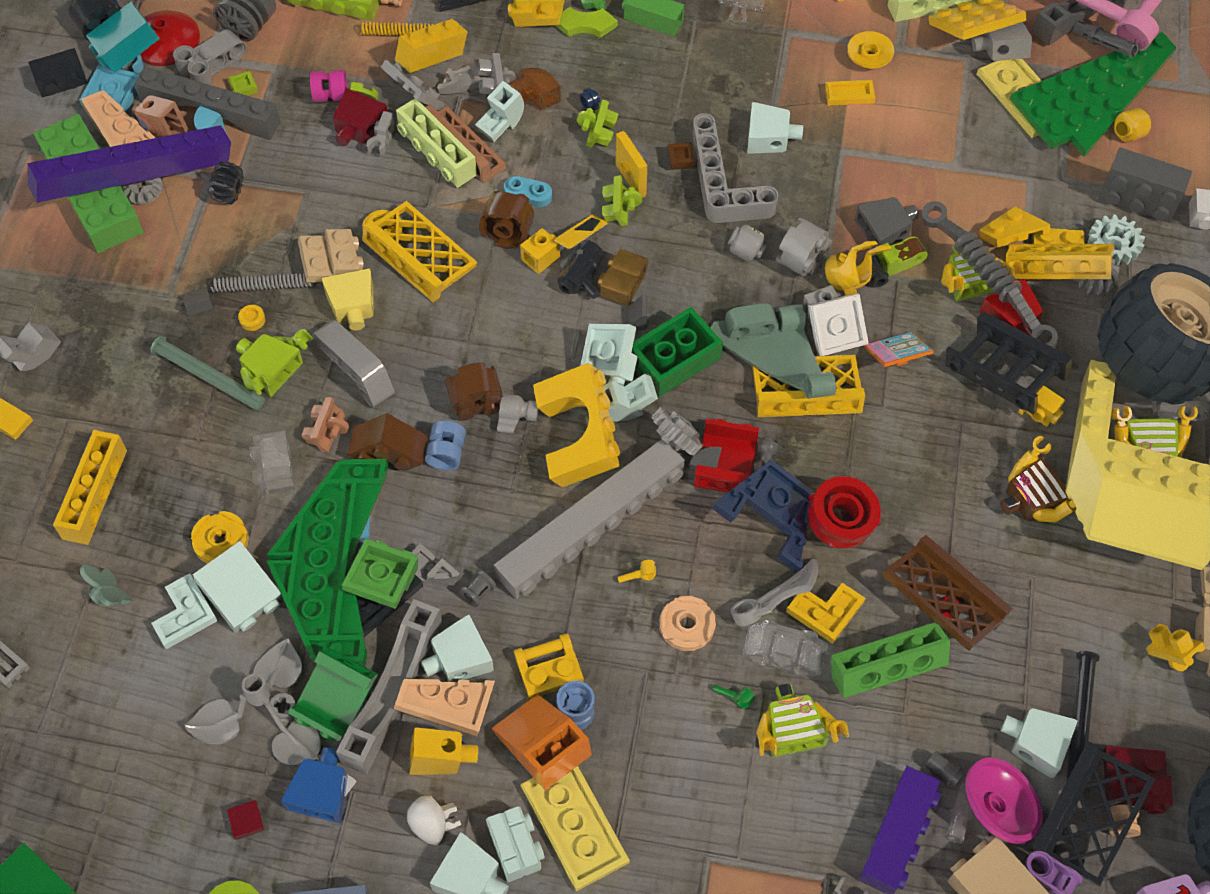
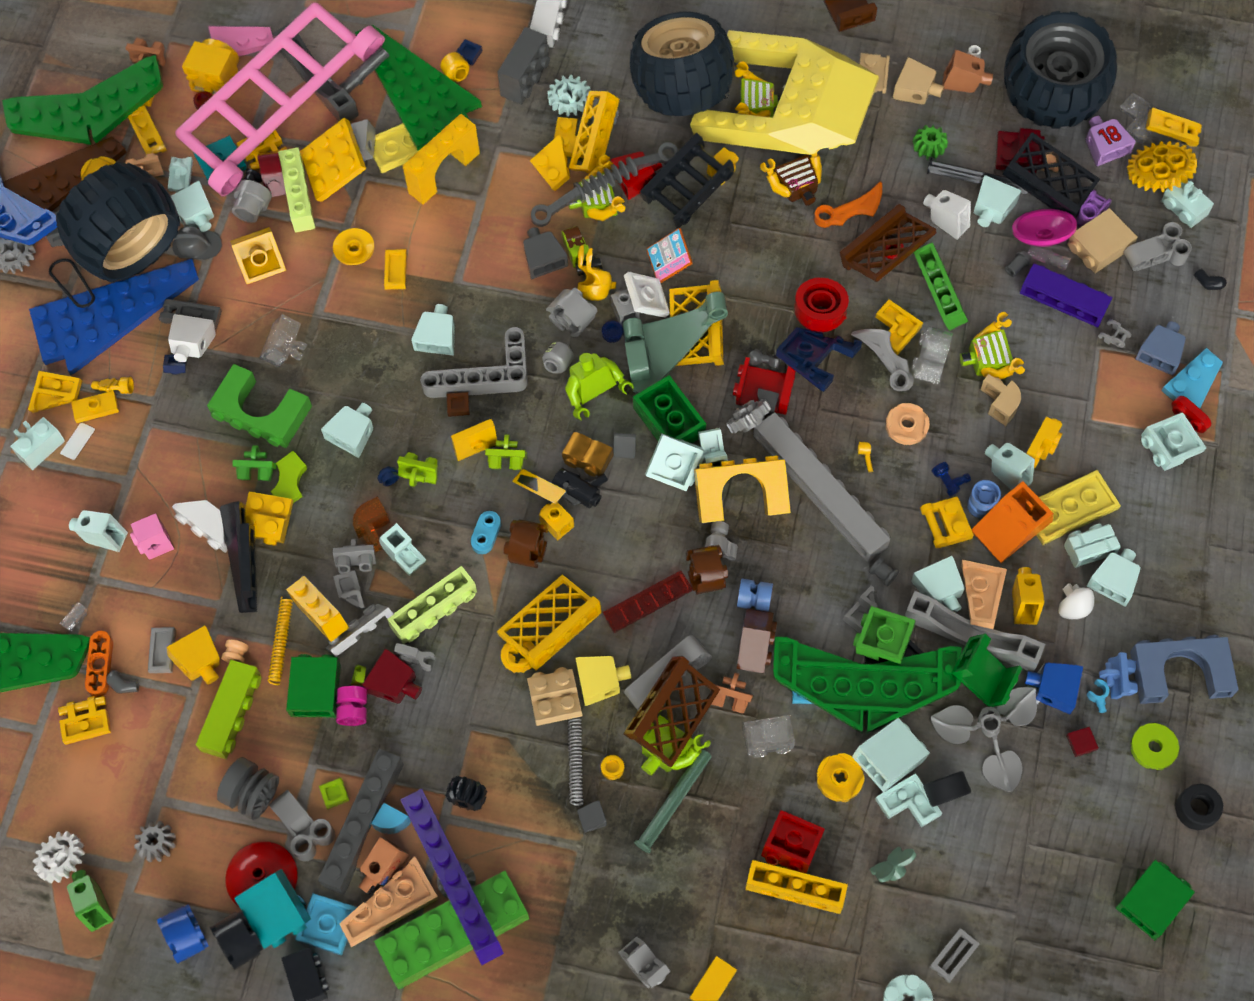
camera: 85 degrees left, 5 degrees up
(144, 486) = (792, 842): none -> red plate
(190, 648) = (947, 789): none -> black tyre
(299, 845) = (1099, 700): none -> medium azure piece
(303, 330) = (658, 697): none -> reddish brown fence
(314, 870) = (1117, 676): none -> medium blue hips
(354, 52) = (313, 686): none -> green brick
(439, 337) = (647, 601): none -> clear red tile
(483, 169) = (405, 599): nougat fence -> none
(600, 671) = (952, 485): none -> clear blue piece
(623, 740) = (1011, 465): none -> light aqua torso
(643, 64) = (350, 429): none -> light aqua torso
(662, 779) = (1045, 440): none -> yellow plate
(718, 272) = (591, 378): none -> lime torso
(726, 744) = (1006, 398): none -> tan brick
(742, 699) = (969, 388): green hand -> none
(790, 296) = (612, 331): none -> clear blue tile
(1010, 574) = (839, 215): none -> orange piece
(1015, 669) = (949, 212): none -> white torso
(1020, 115) = (420, 170): none -> yellow arch
(1126, 668) = (930, 142): none -> bright green gear
(1158, 138) = (470, 51): none -> dark blue plate
(1174, 646) = (925, 110): yellow hips -> none

